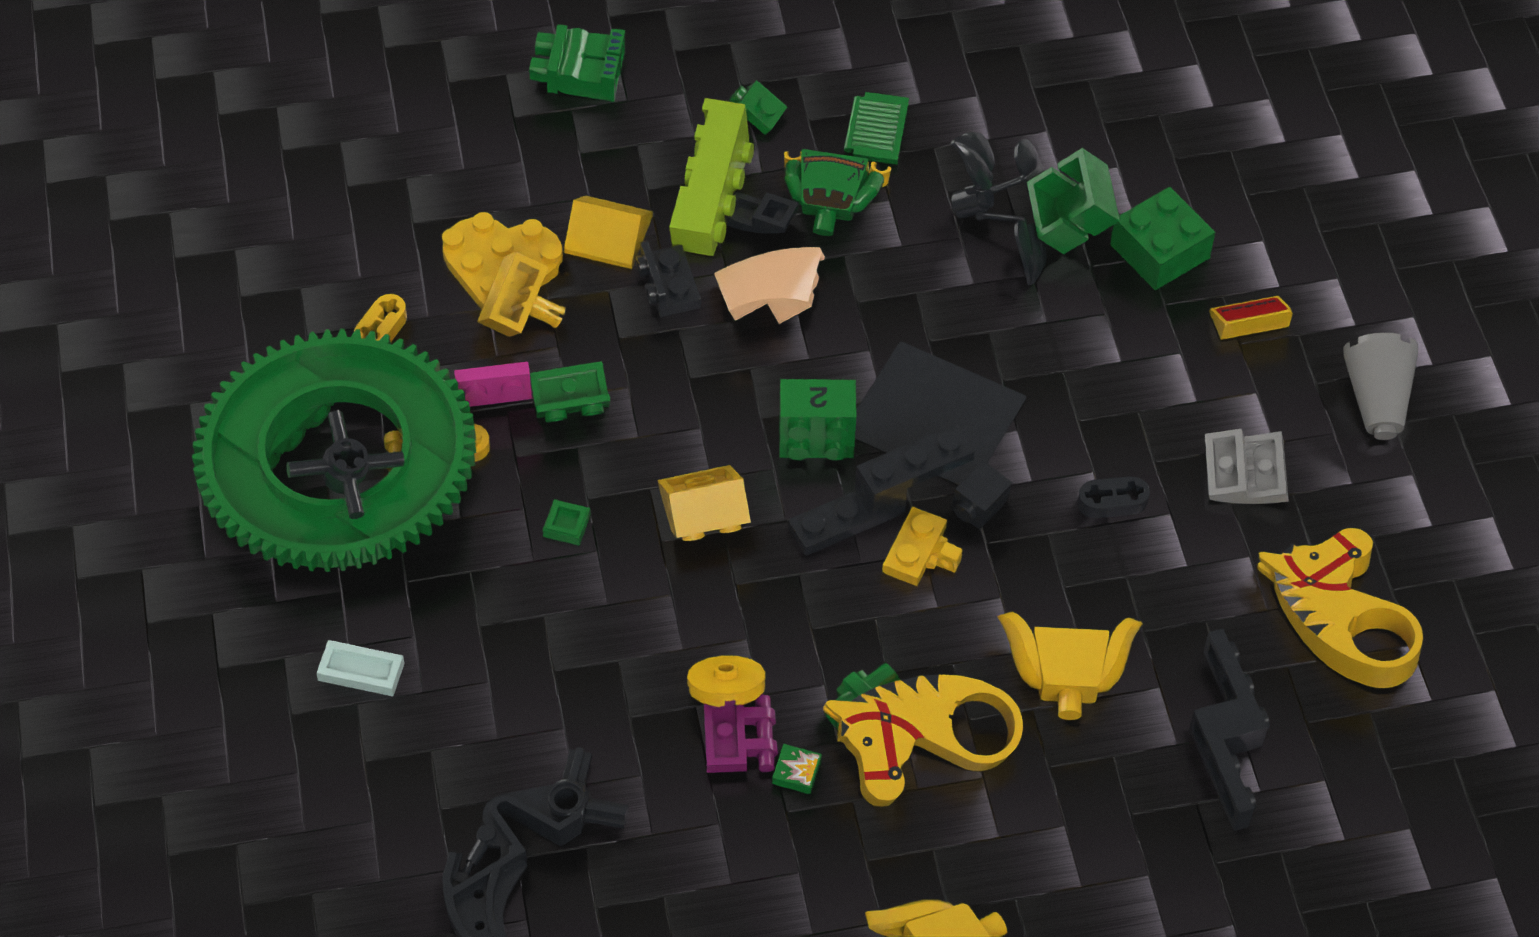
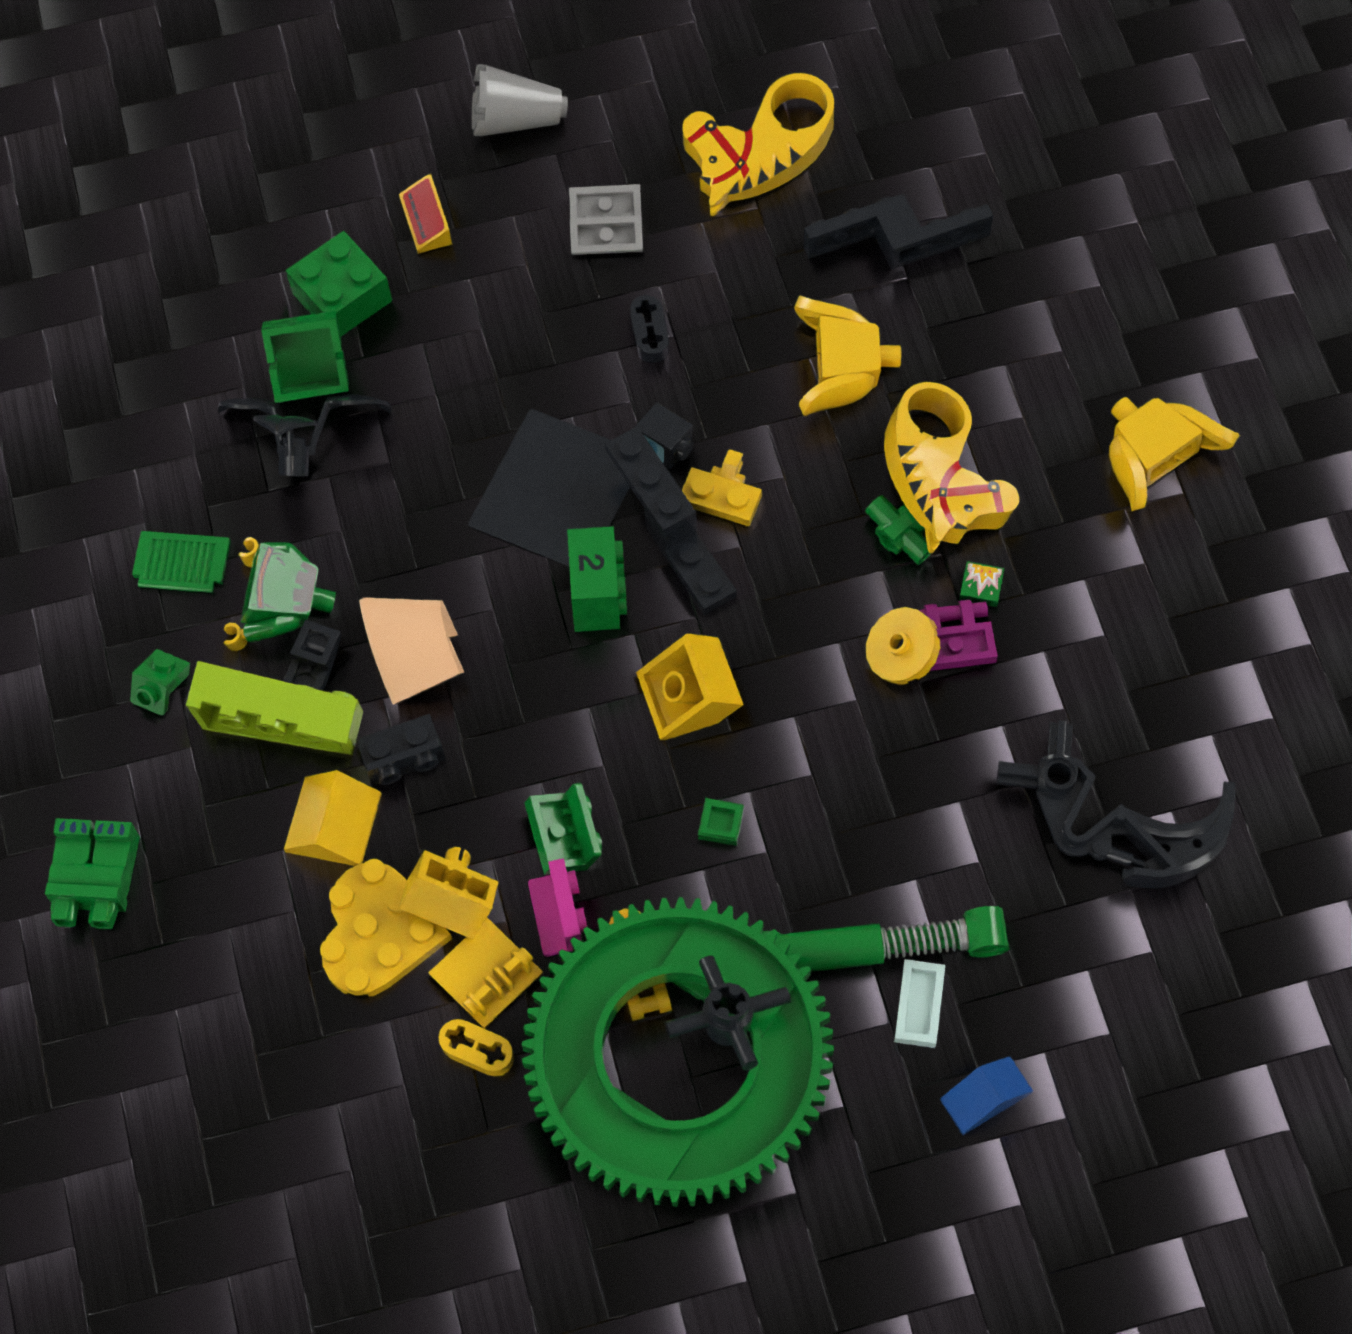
camera: 90 degrees left, 10 degrees up
(264, 716) = (985, 1093): none -> blue slope
(420, 627) = (979, 932): none -> green piece
(446, 332) = (486, 973): none -> yellow hinge

